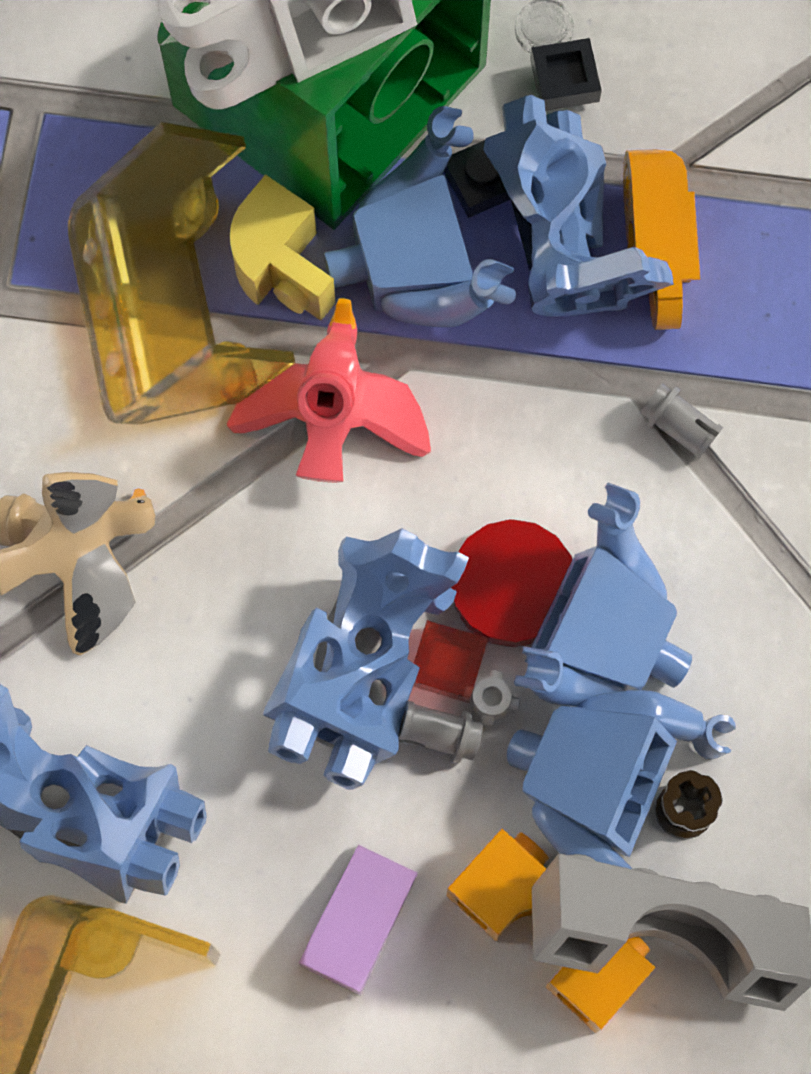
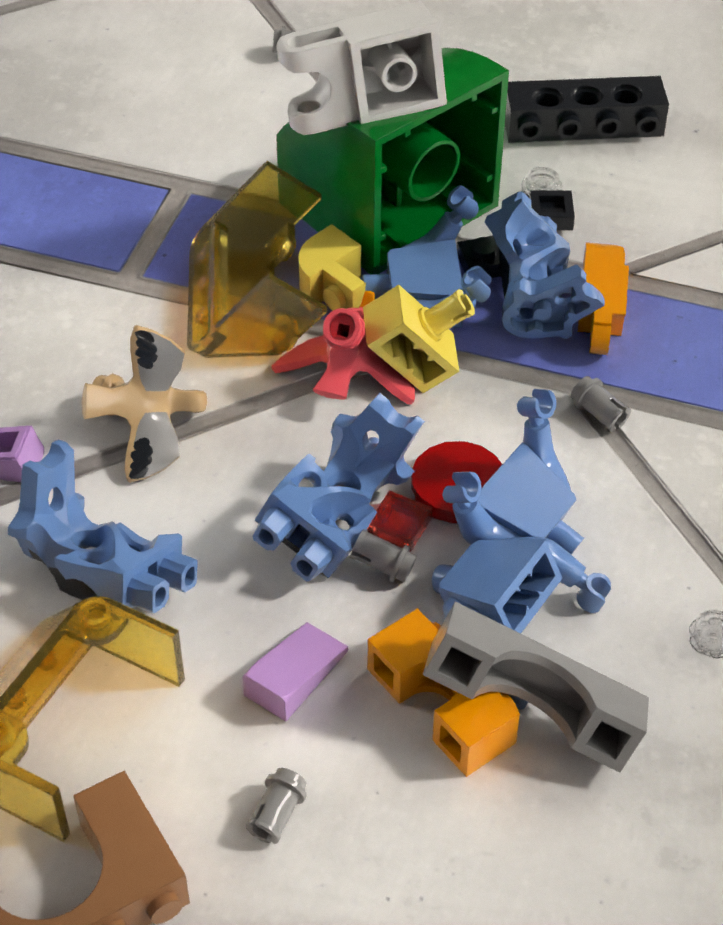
camera: 10 degrees right, 25 degrees down
(419, 372) = (414, 337): none -> light yellow brick
(493, 698) = (429, 548): white piece -> none
(692, 786) = (565, 627): dark brown bush -> none

